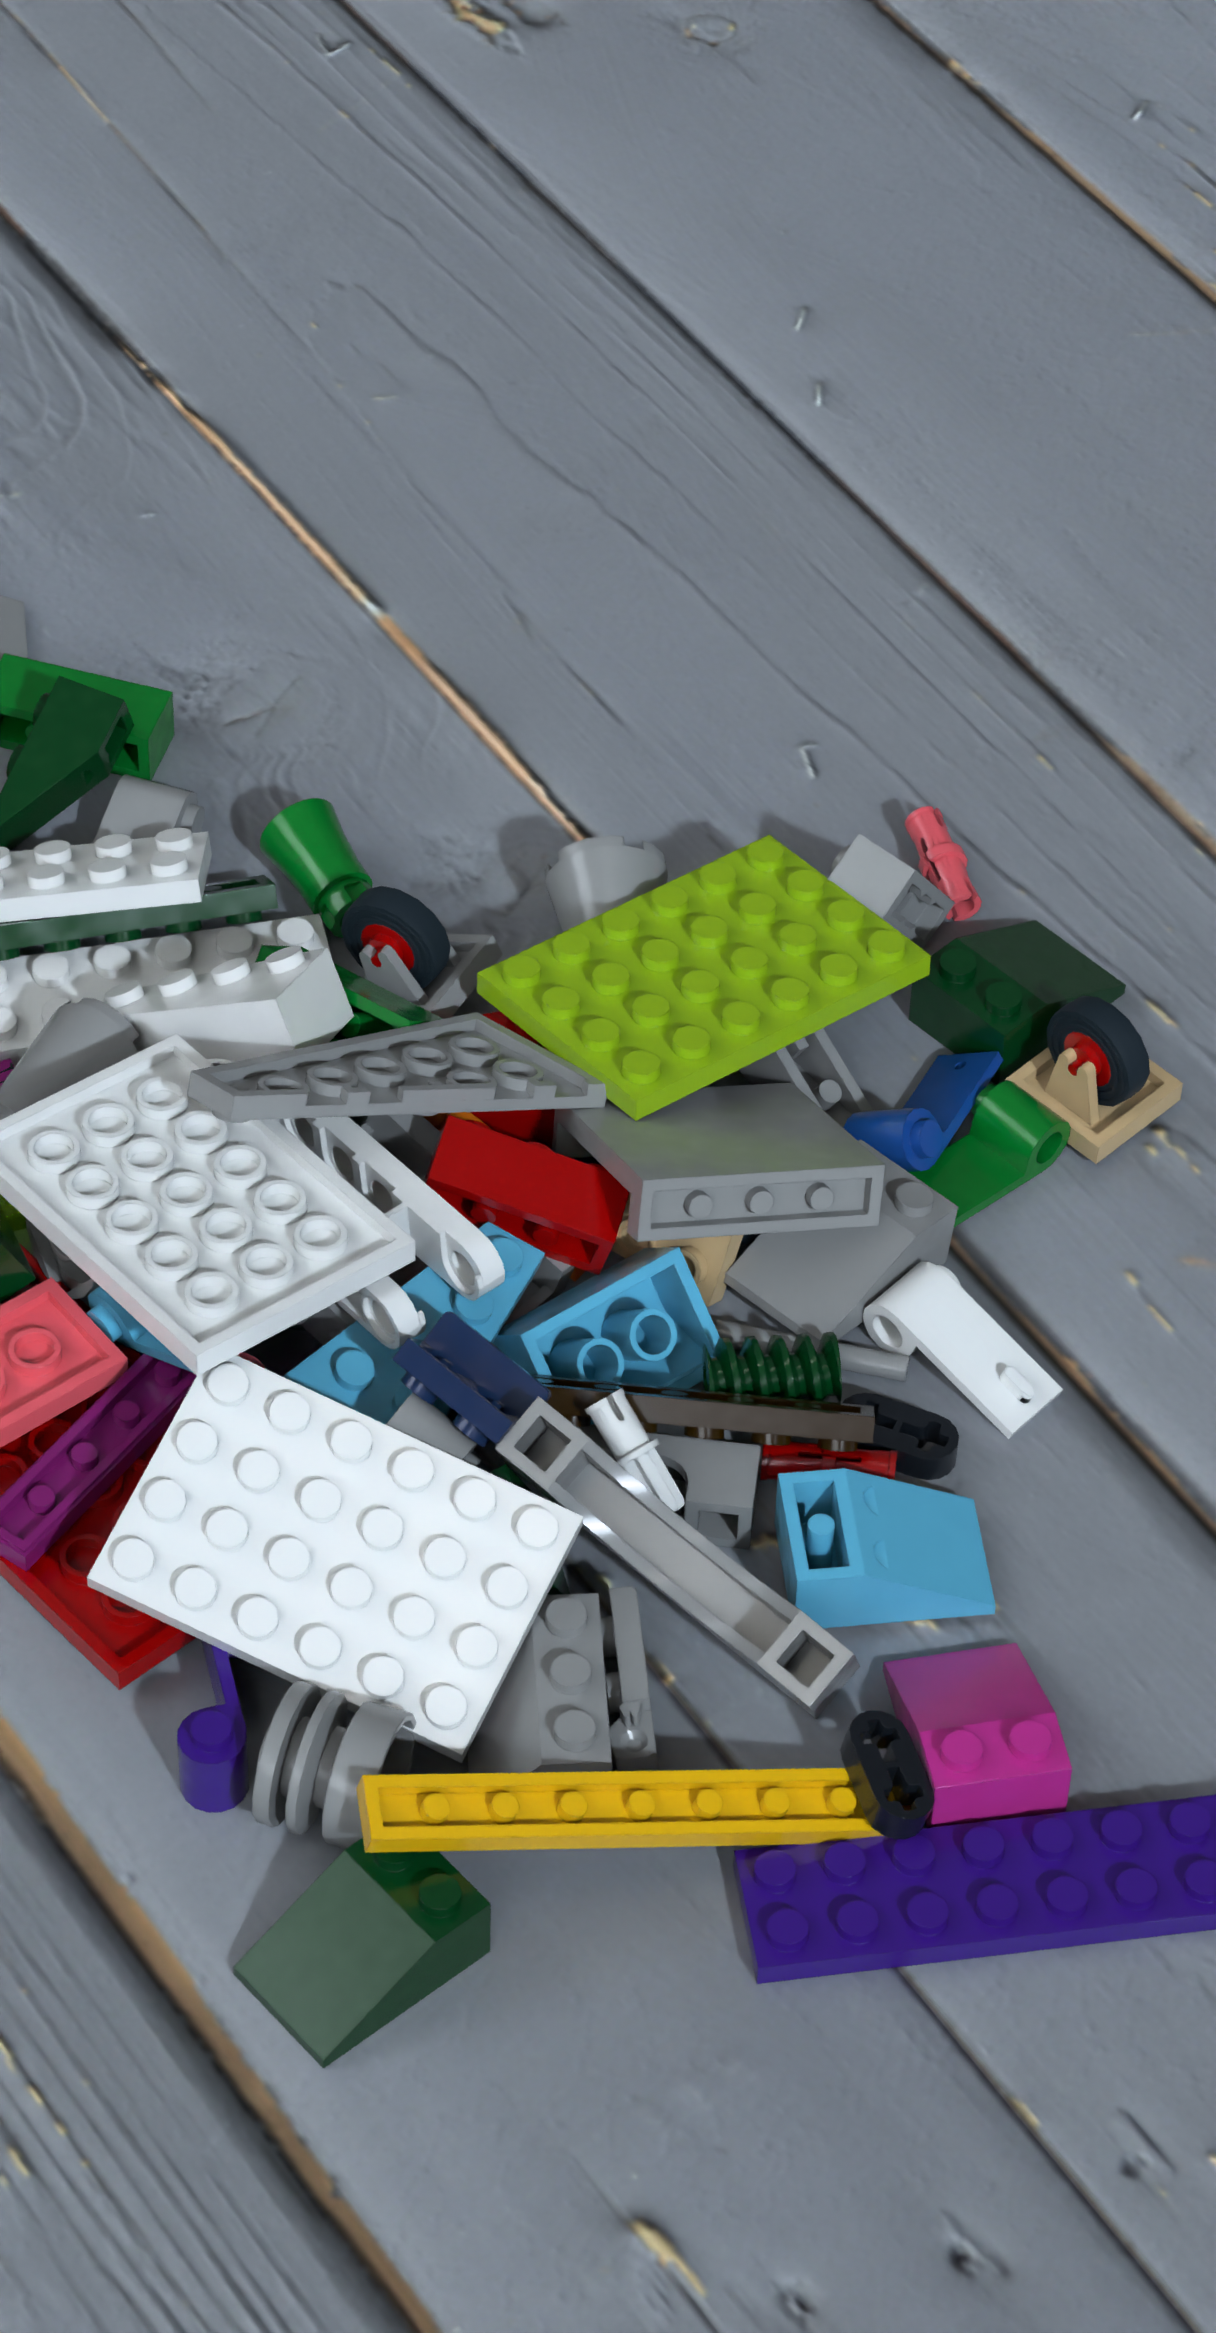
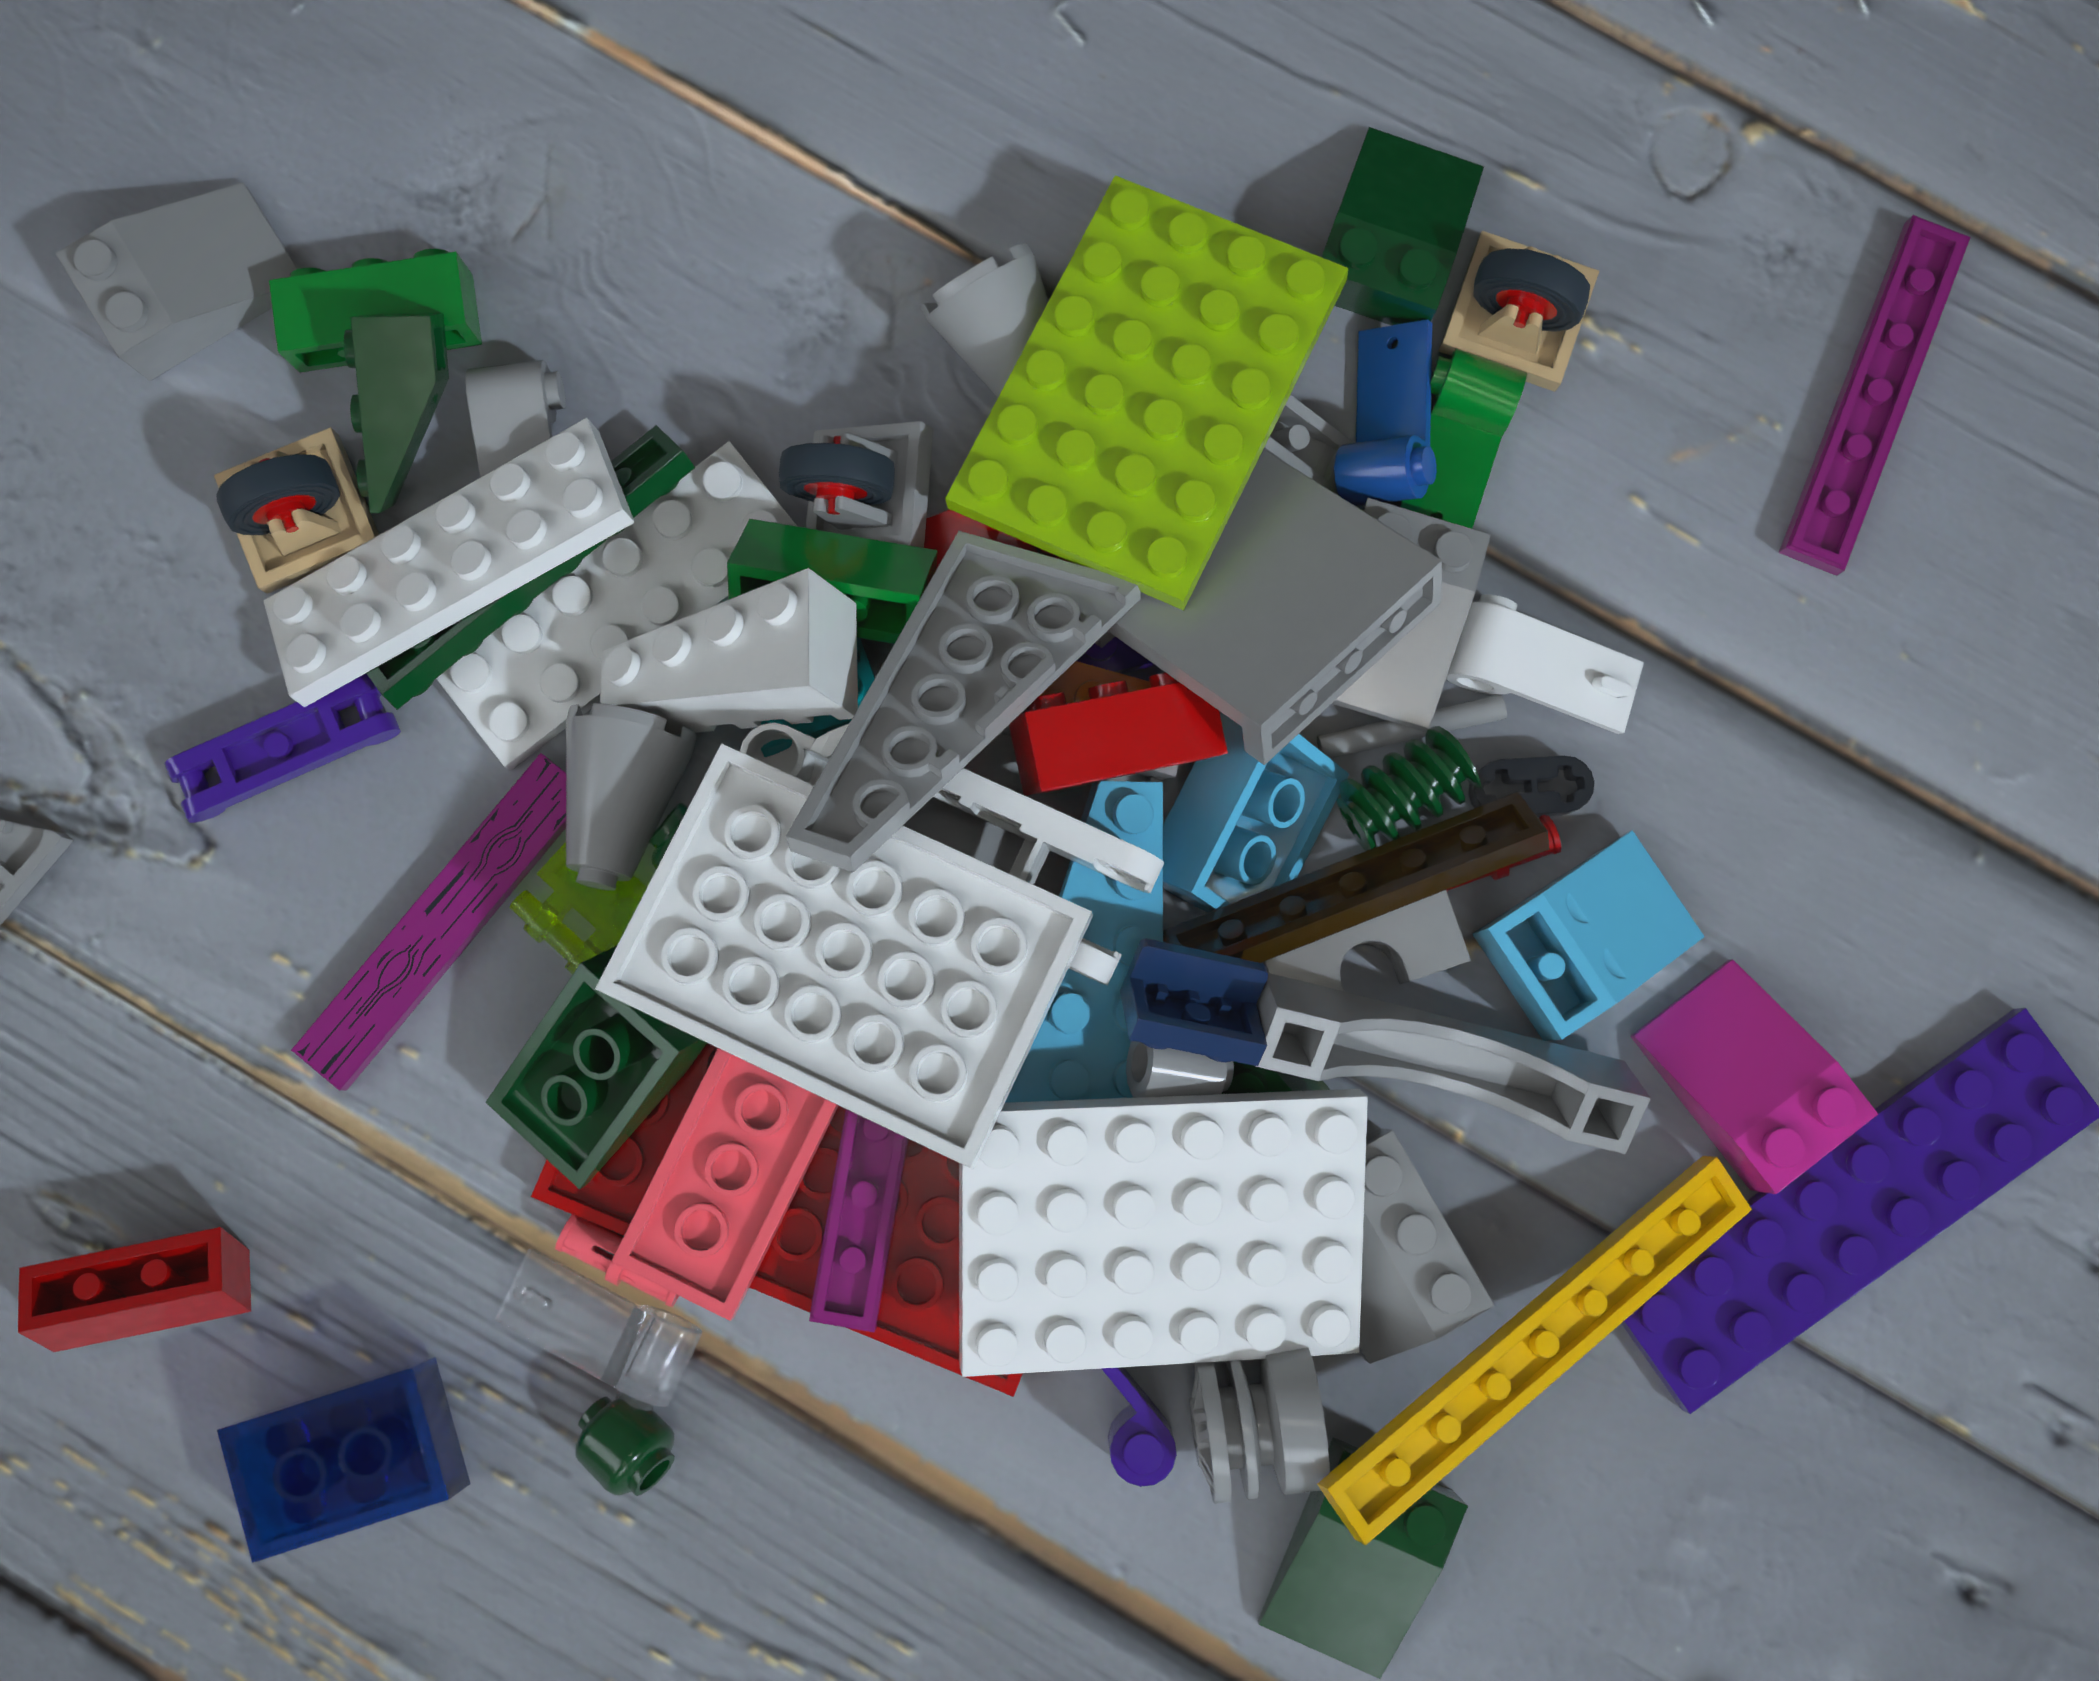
camera: 25 degrees left, 35 degrees up
(316, 858) = (707, 390): green plant -> none
(628, 1690) = (1446, 1182): light grey hinge -> none
(633, 1447) = (1352, 967): white axle -> none
(877, 1776) = (1726, 1181): black beam -> none
(890, 889) = (1246, 181): light grey brick -> none
(943, 861) = (1259, 102): coral pin -> none

